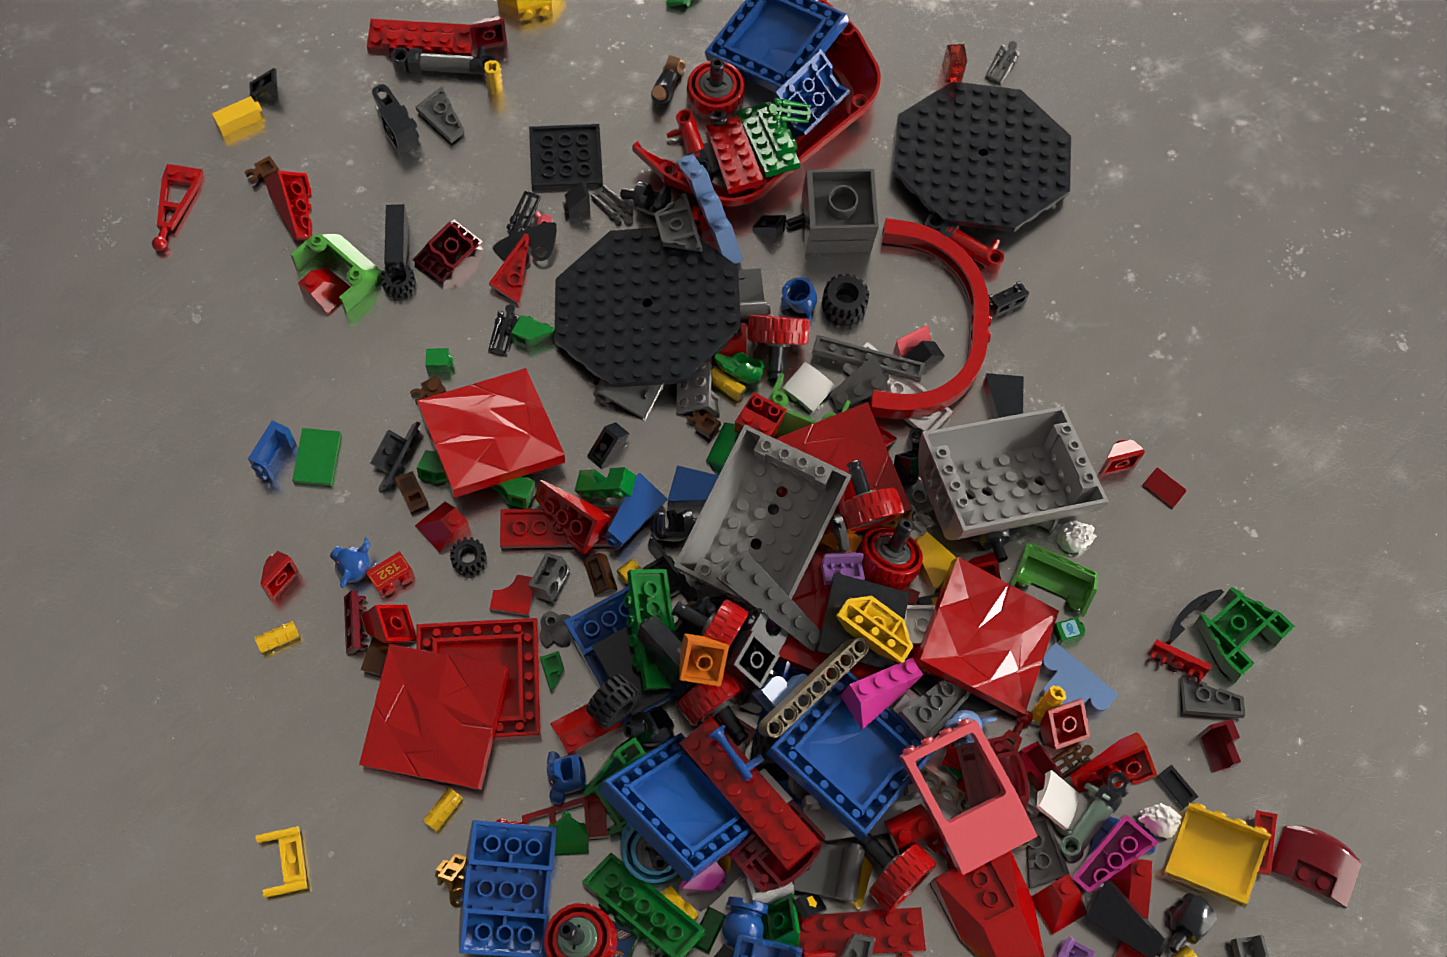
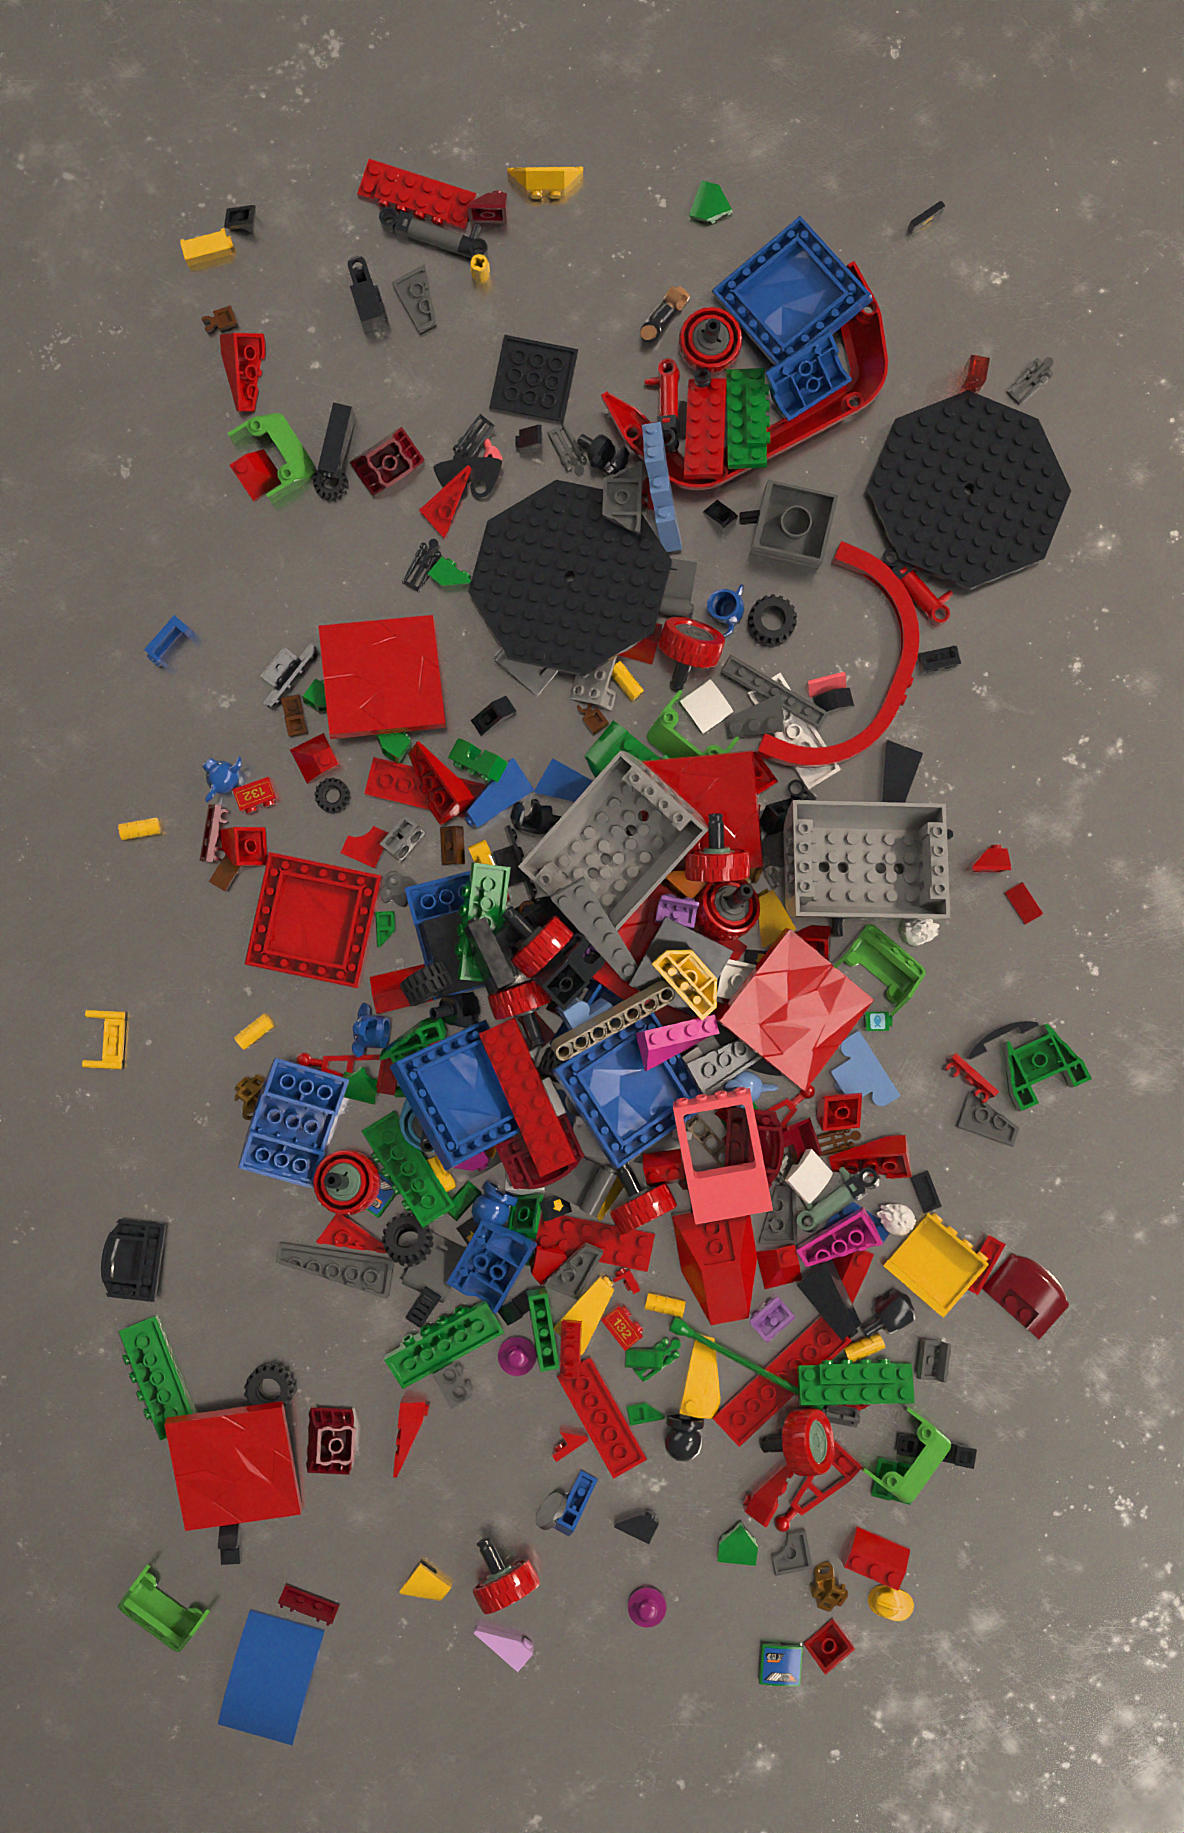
camera: 20 degrees right, 20 degrees up
(180, 176) = (135, 304): red plate -> none
(277, 573) = (150, 767): red slope -> none
(316, 457) = (212, 654): green tile -> none
(429, 388) = (337, 610): reddish brown plate -> none
(435, 716) = (265, 946): red tile -> none
(438, 360) = (350, 583): green brick -> none
(702, 660) = (514, 974): orange slope -> none
(741, 367) = (644, 668): green hair -> none
(743, 769) = (526, 1077): blue piece -> none
(760, 415) = (645, 733): red slope -> none
(783, 118) = (756, 393): green piece -> none
(840, 532) = (682, 889): dark grey tile -> none
(1051, 699) = (830, 1087): yellow axle -> none
(1219, 745) = (978, 1168): dark red panel -> none

